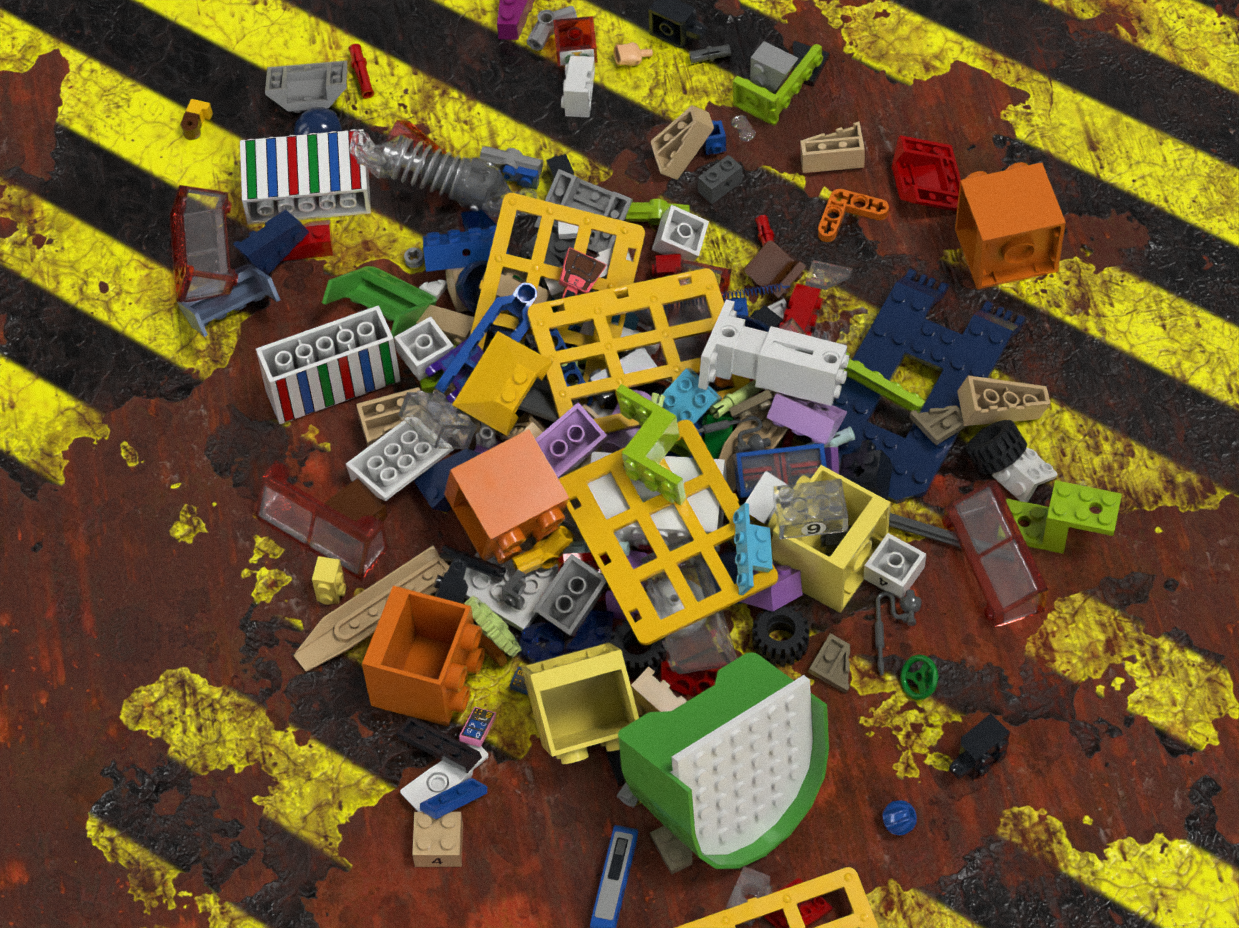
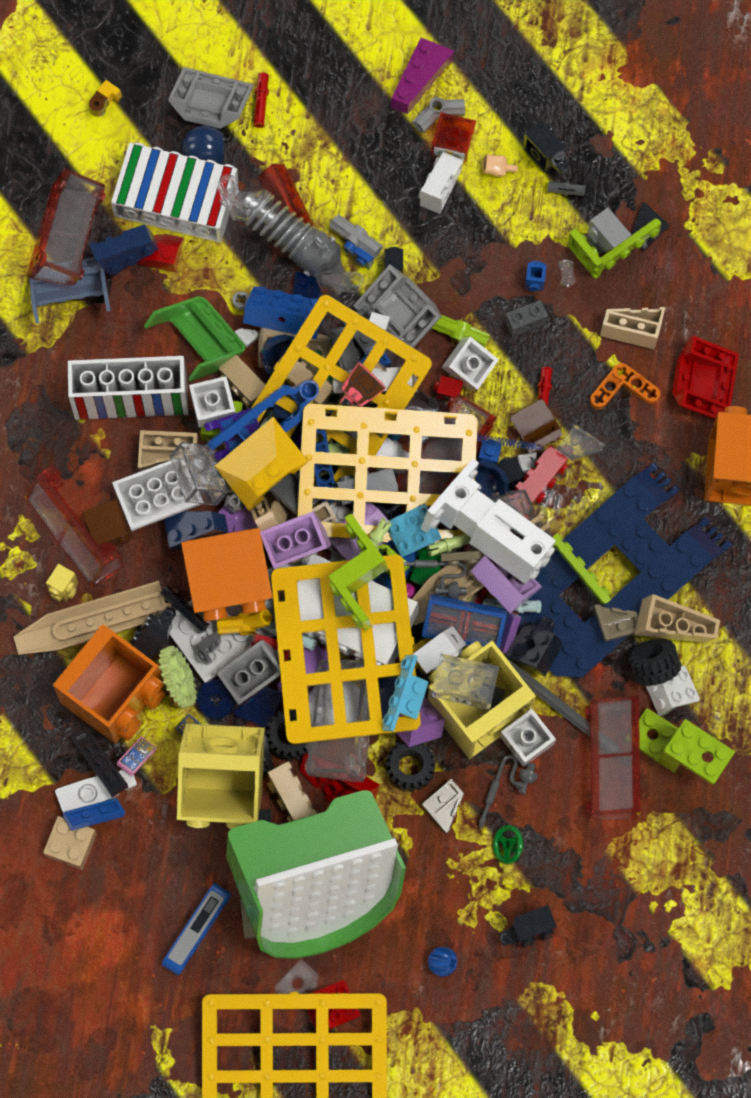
camera: 15 degrees right, 15 degrees up
(681, 141) = (504, 273): tan wedge -> none

